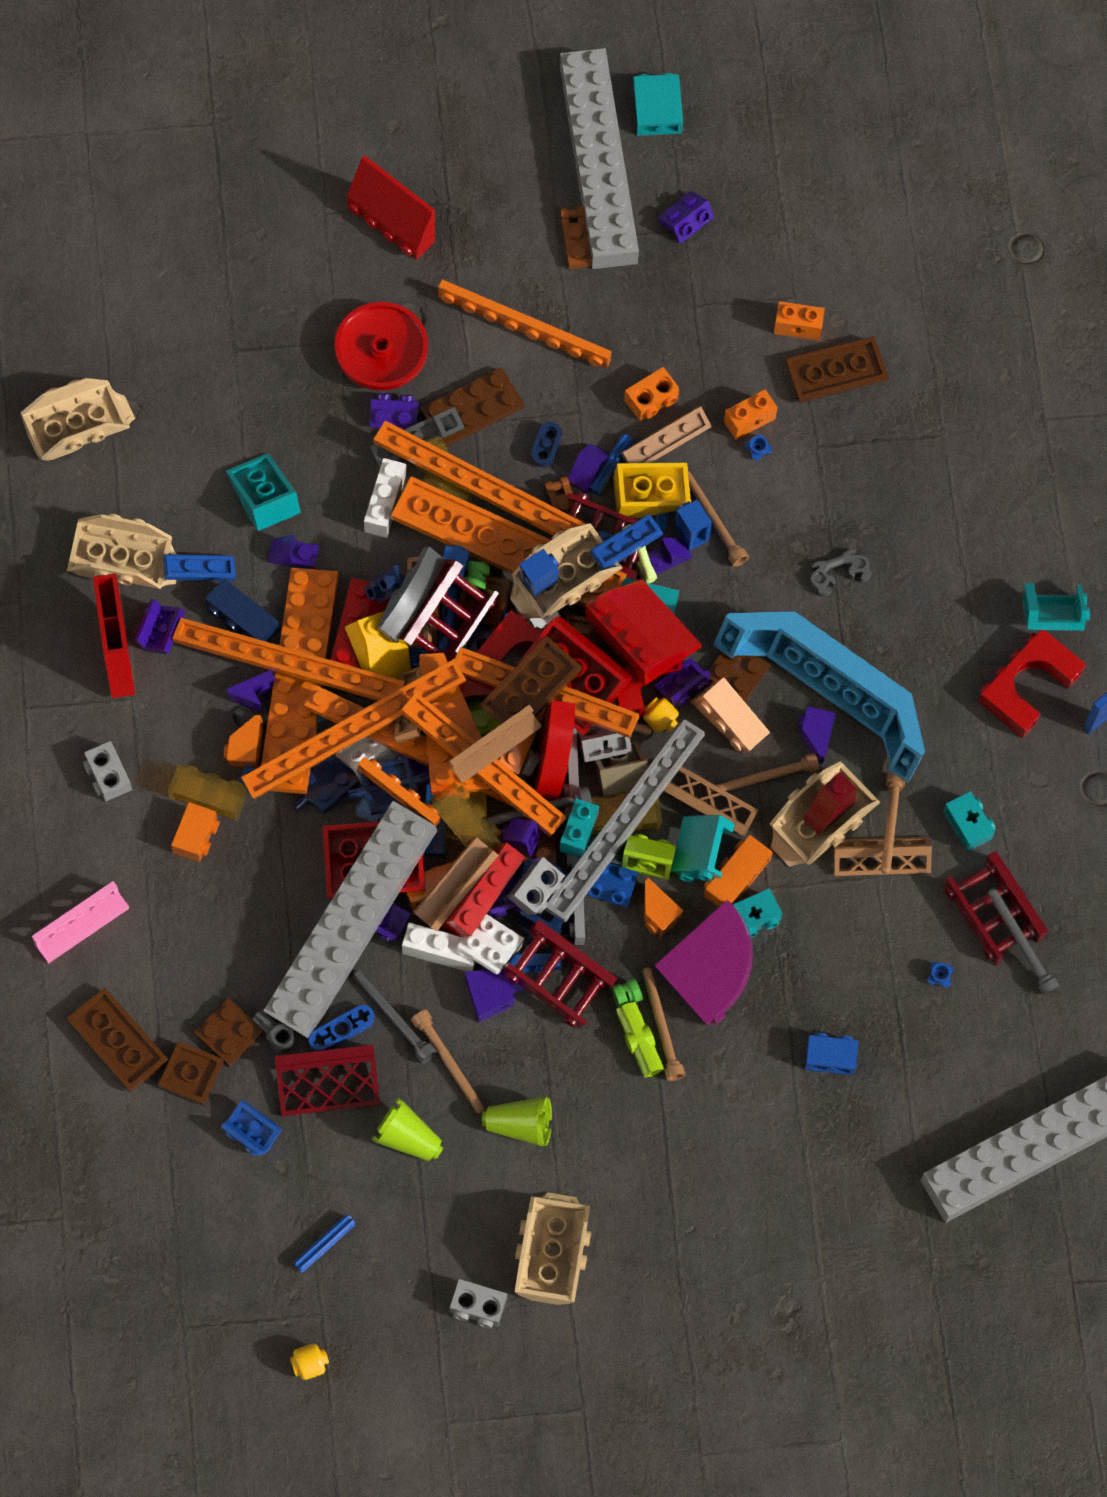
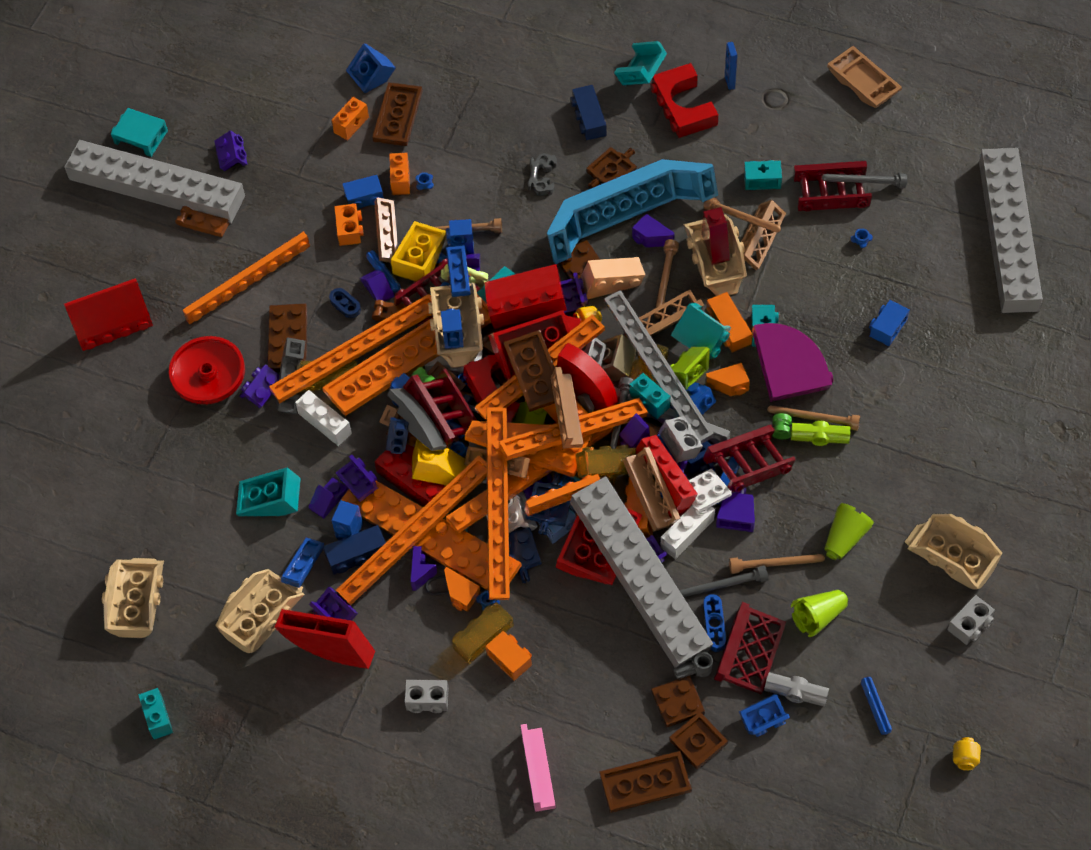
camera: 55 degrees left, 10 degrees down
(265, 587) = (346, 520): none -> blue brick
(301, 1150) = (796, 689): none -> light grey piece
(320, 571) = (357, 478): none -> dark purple bracket
(704, 388) = (363, 191): none -> blue brick
(883, 306) = (370, 68): none -> blue slope
(886, 645) = (610, 166): none -> reddish brown plate
(953, 581) = (588, 112): none -> dark blue brick

